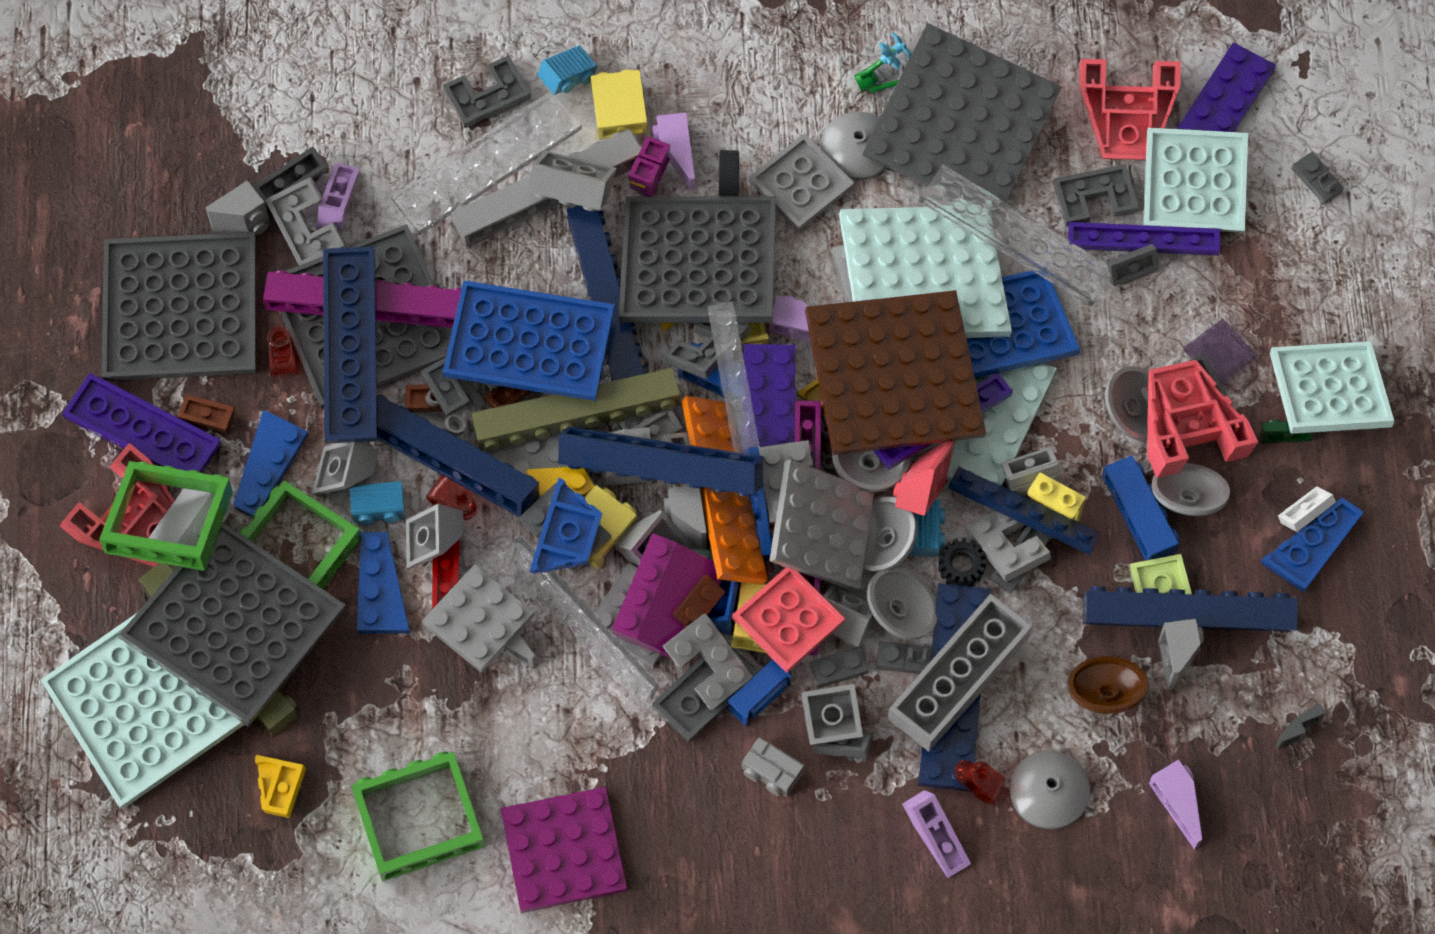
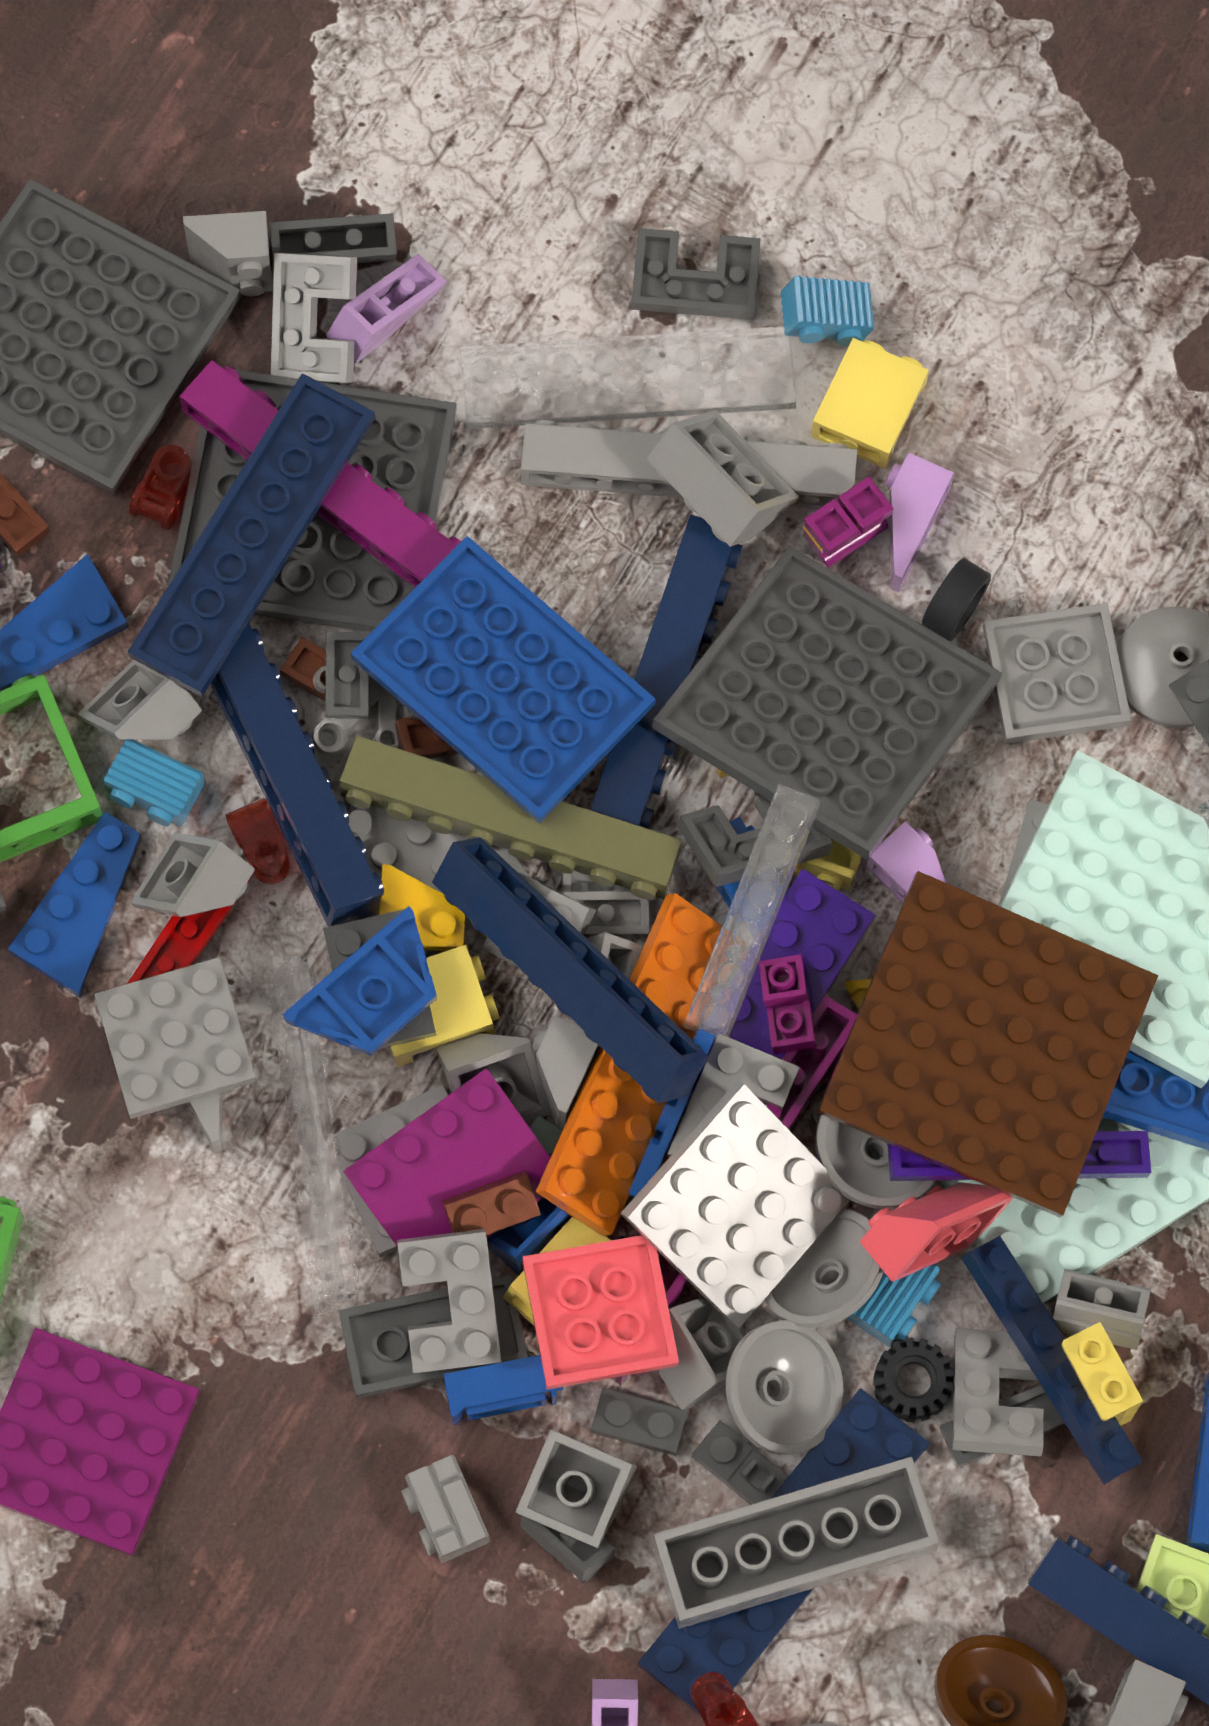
camera: 30 degrees right, 5 degrees up
(780, 414) = (787, 1004): none -> magenta slope

